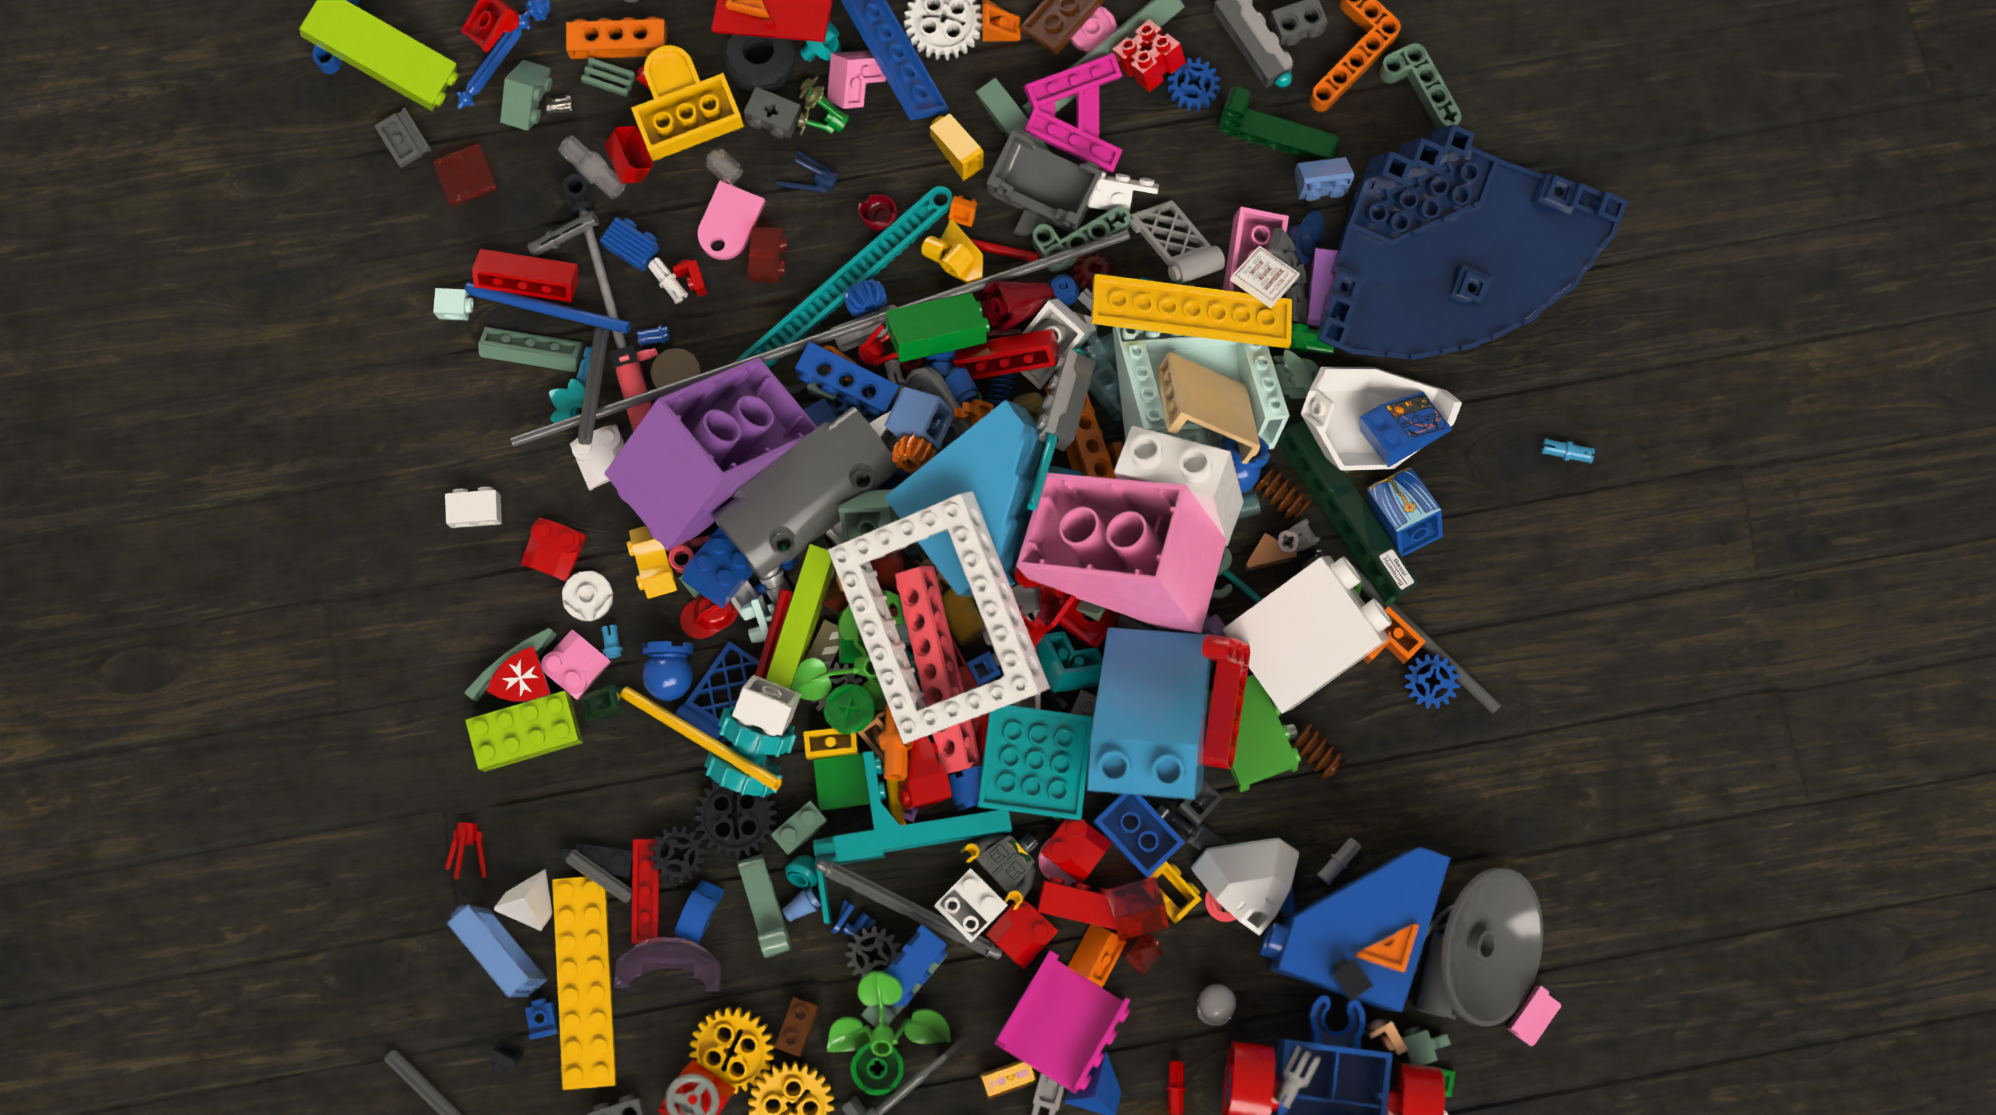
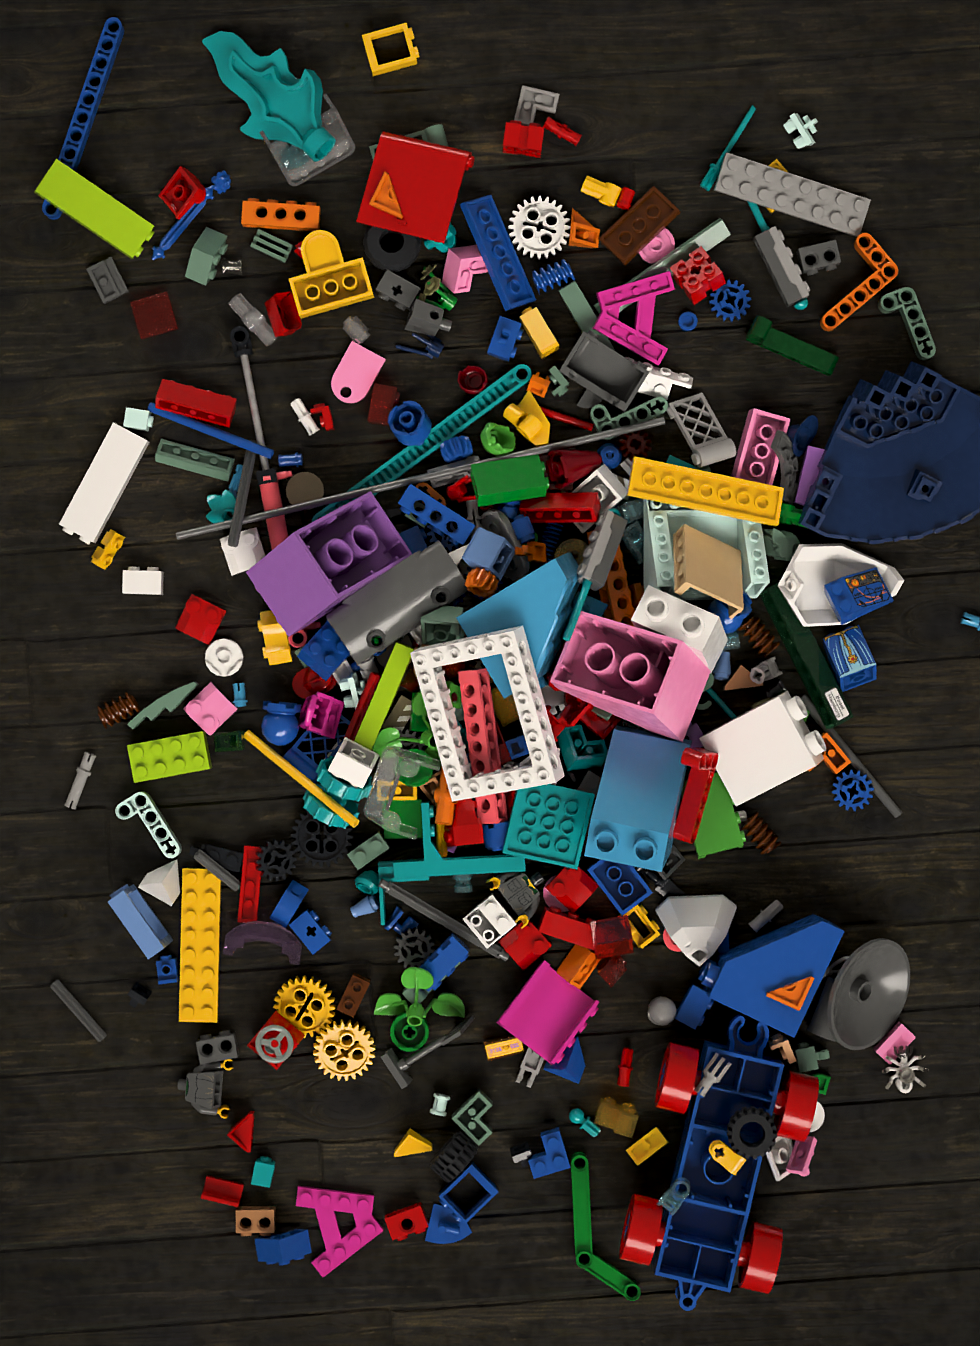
camera: 10 degrees right, 10 degrees up
(407, 776) = (80, 780): none -> light grey pin
(414, 389) = (103, 484): none -> white brick
(421, 481) = (112, 542): none -> yellow hinge
(451, 677) = (118, 709): none -> reddish brown piece
(466, 835) = (119, 829): red plant -> none
(509, 826) = (160, 822): none -> light aqua beam
(520, 678) = (169, 718): red shield -> none
(566, 232) = (207, 379): dark grey pin -> none
(629, 243) = (278, 385): blue brick -> none
(717, 939) = (311, 941): none -> blue brick
(721, 653) = (321, 714): none -> dark pink piece
(764, 906) = (337, 905): sand green beam -> none
(802, 271) = (409, 423): none -> blue brick
(812, 141) = (426, 319): none -> dark grey torso
(818, 703) = (392, 764): none -> clear windscreen
(913, 158) = (504, 339): none -> blue brick
(917, 281) = (497, 439): none -> bright green hair
(932, 852) = (463, 883): none -> clear light blue wheel
(966, 75) = (552, 275): none -> blue piece
(984, 199) = (556, 377): none -> sand green bracket
(1143, 116) = (687, 321): none -> blue tile
(1241, 541) = (722, 669): none -> medium blue cone
(1258, 993) = (693, 1006): none -> blue piece
(1264, 277) = (765, 468): white tile -> none
(1323, 178) = (821, 388): medium blue slope -> none
(1350, 978) = (759, 1011): black brick -> none
(1553, 1056) = (904, 1073): none -> animal

